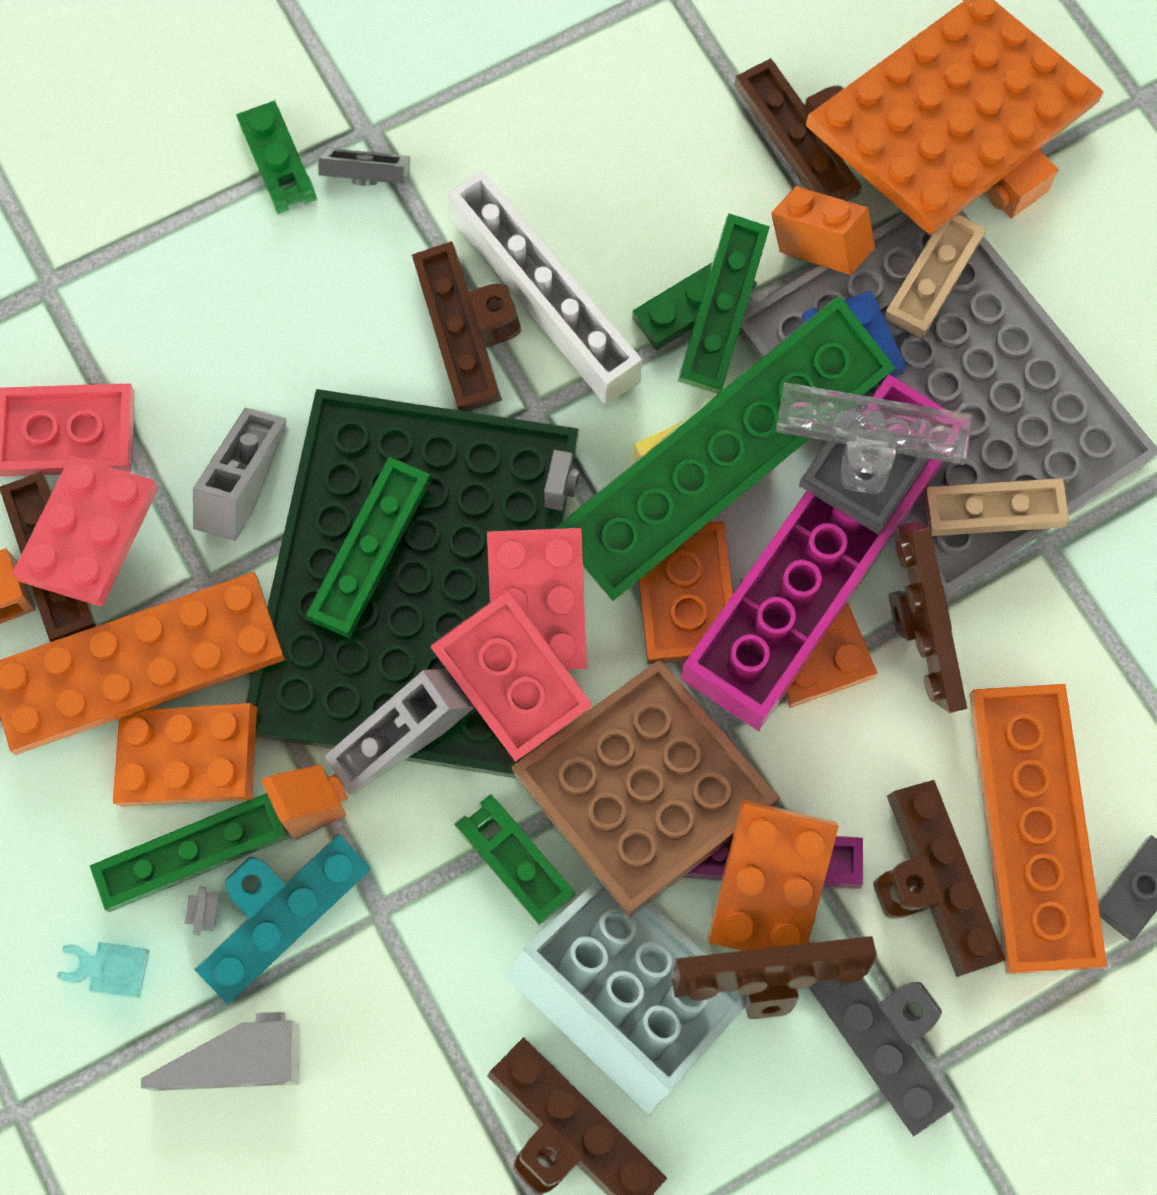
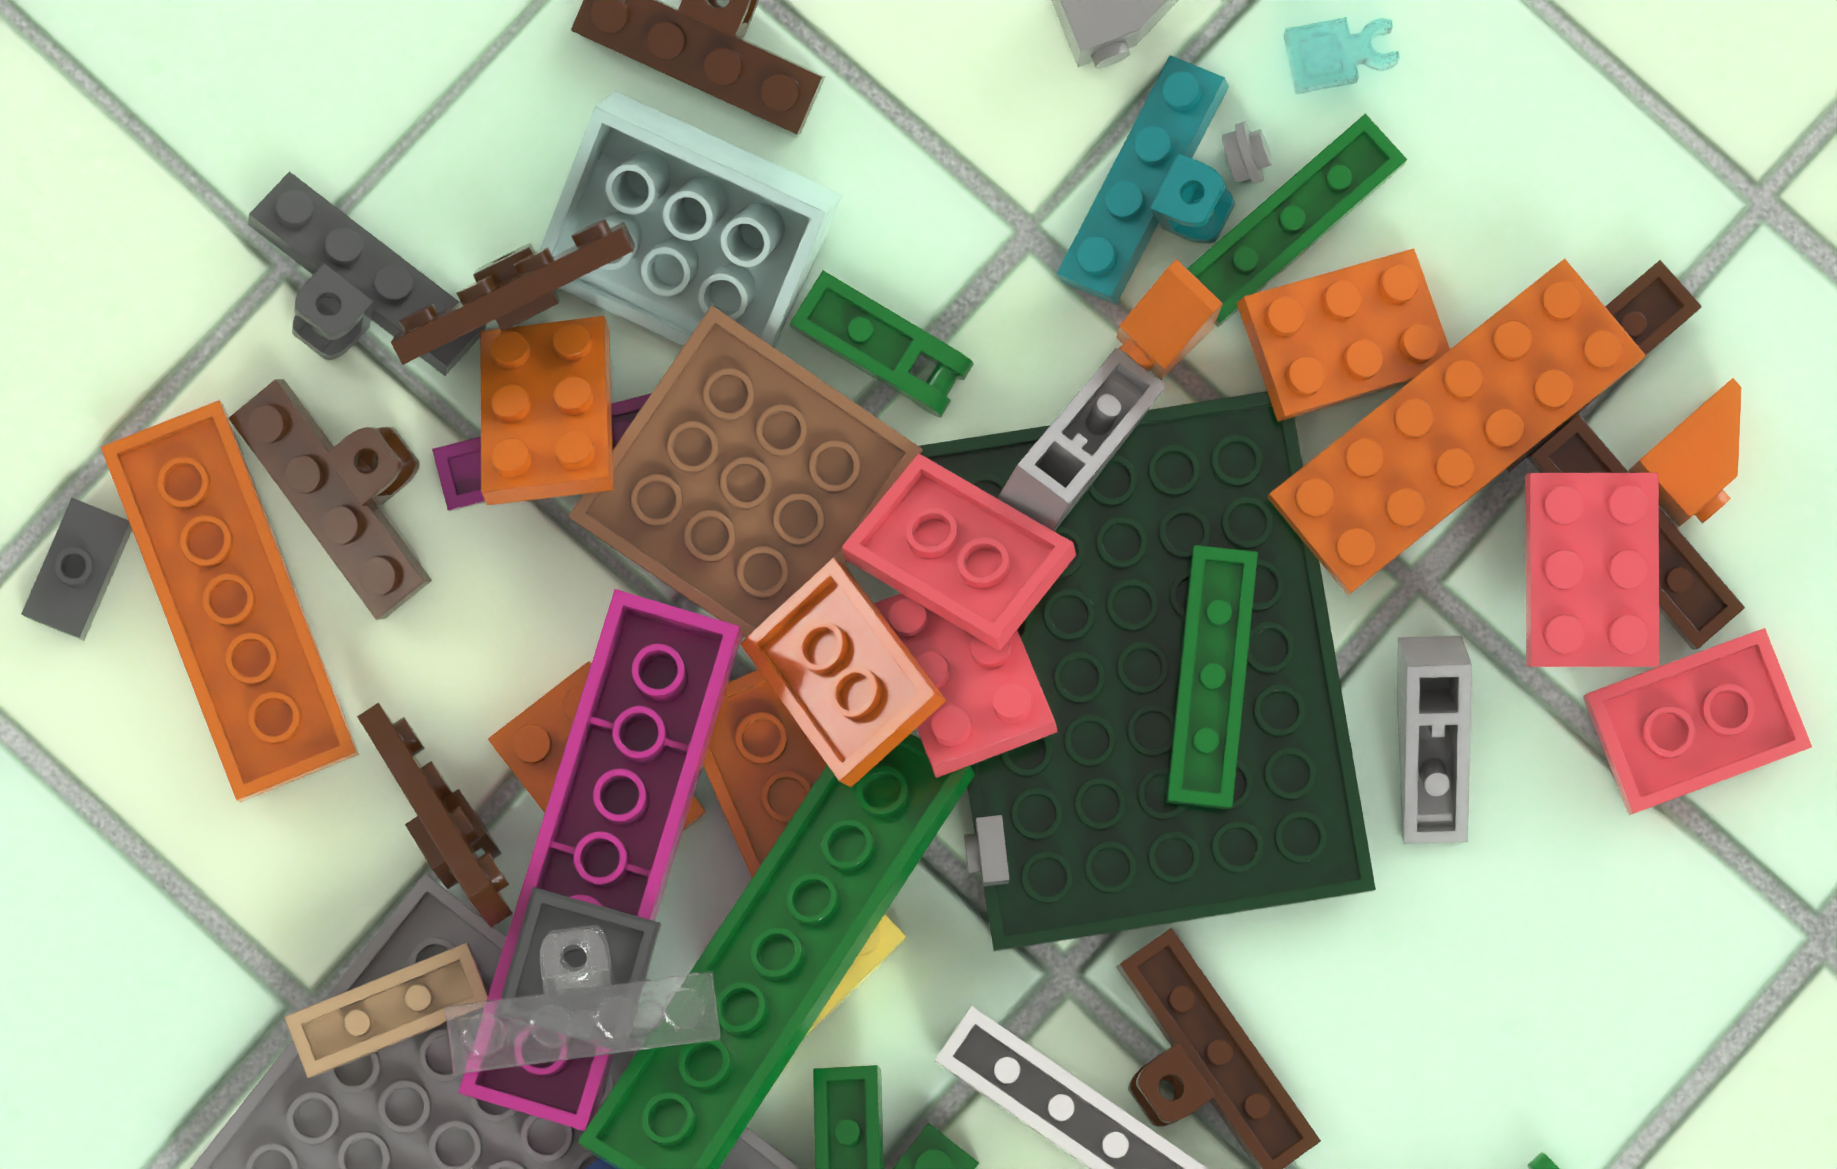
camera: 160 degrees right, 10 degrees up
(620, 618) = (842, 672): none -> plate

